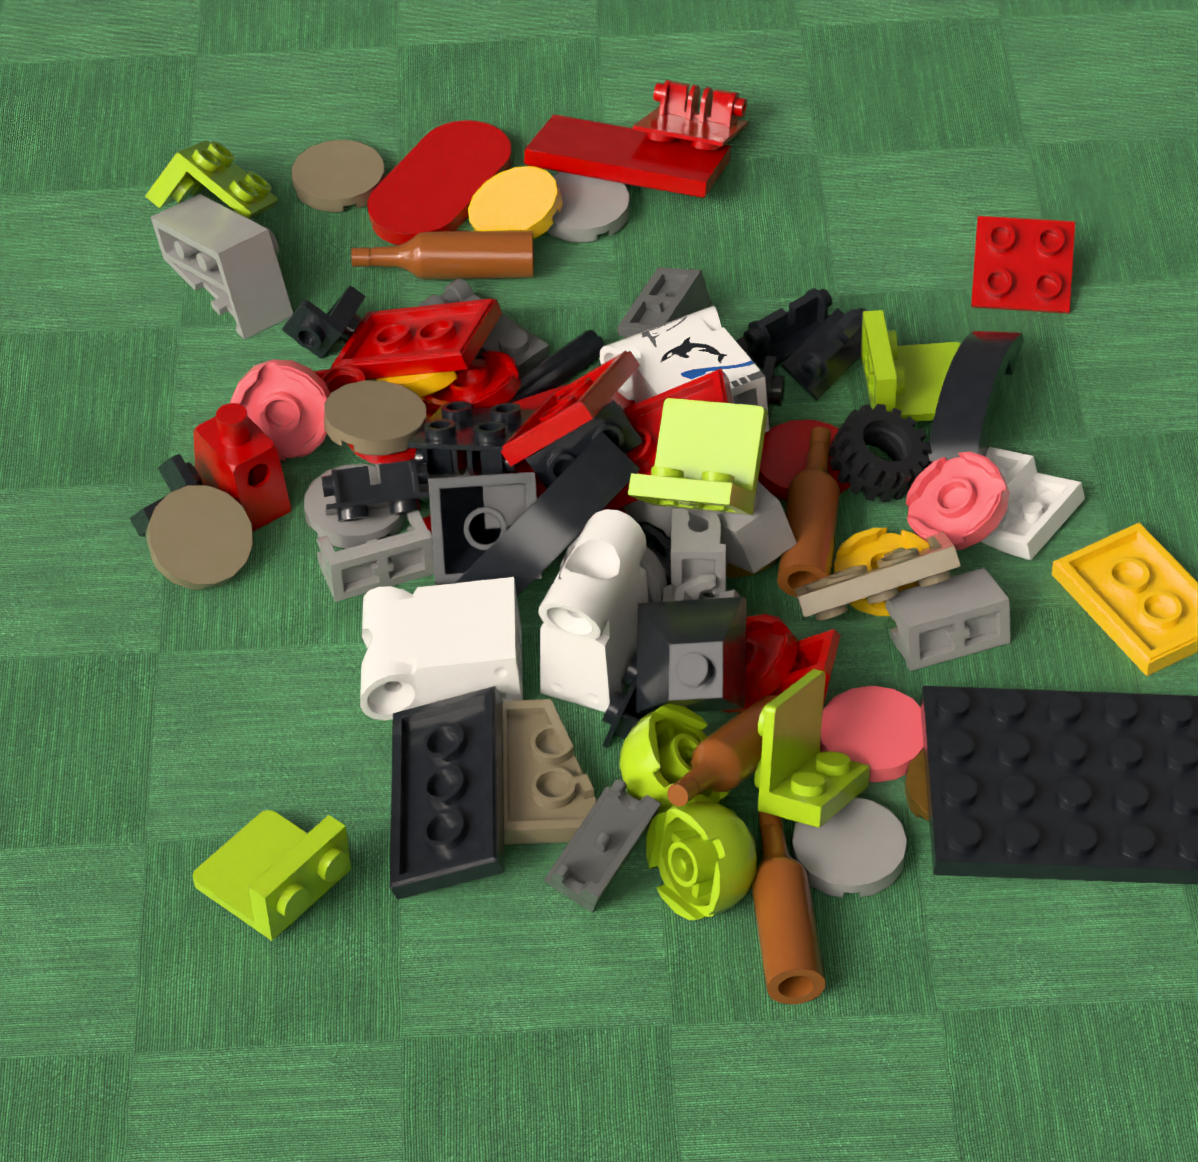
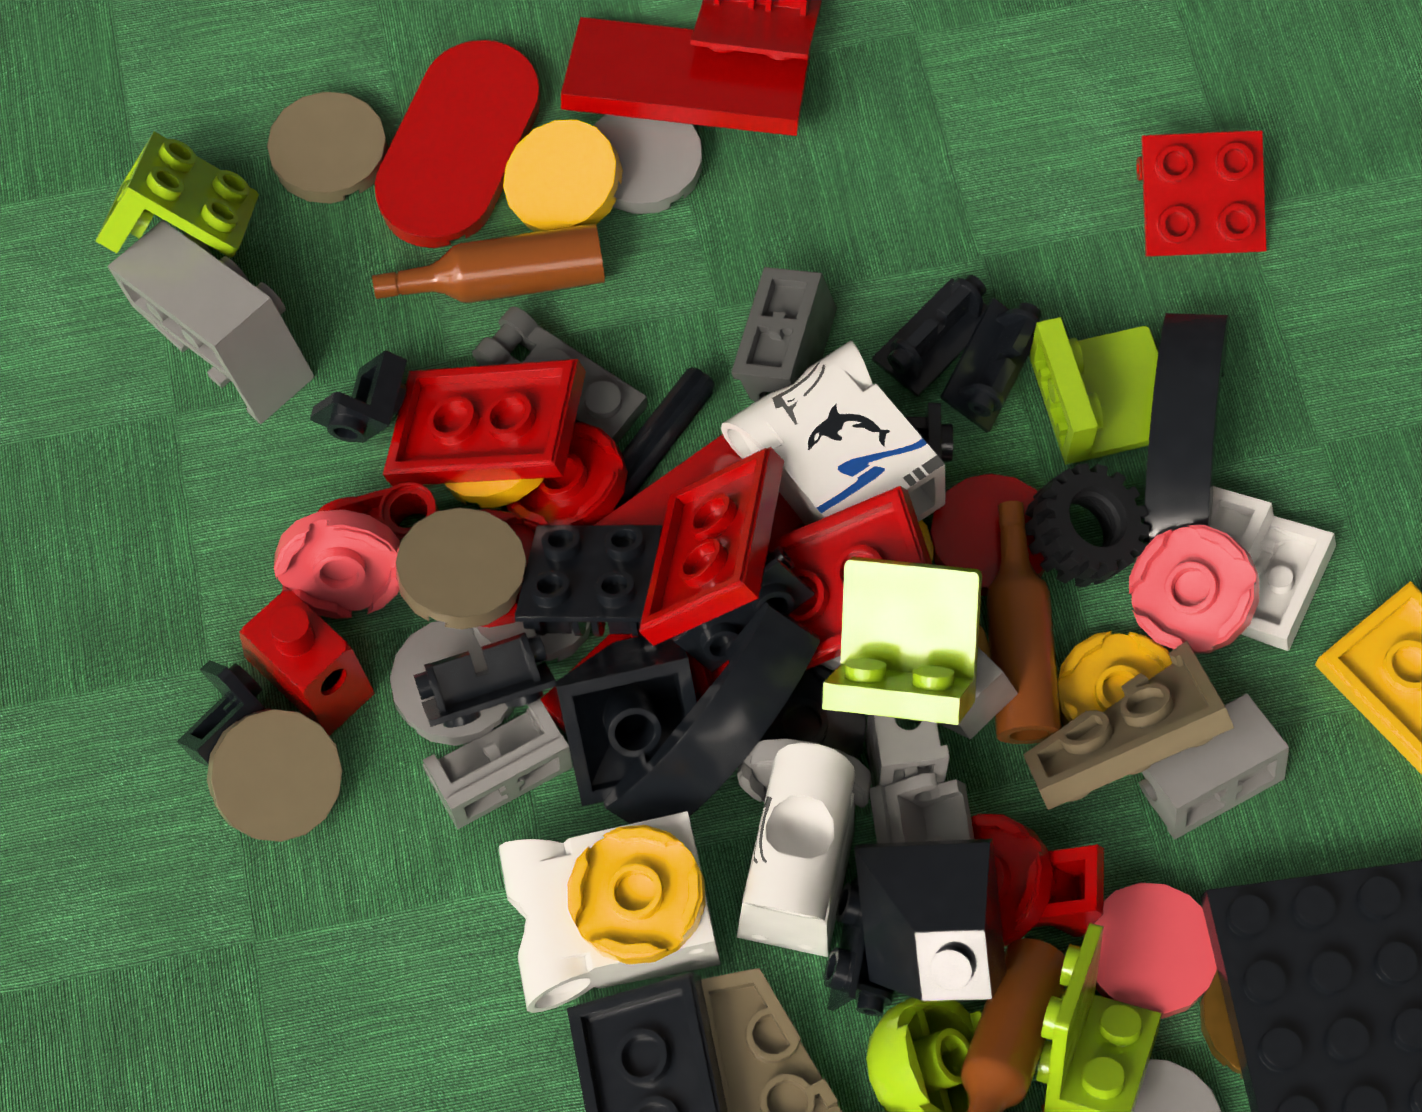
camera: 10 degrees left, 20 degrees up
(465, 634) = (645, 914): none -> yellow tile

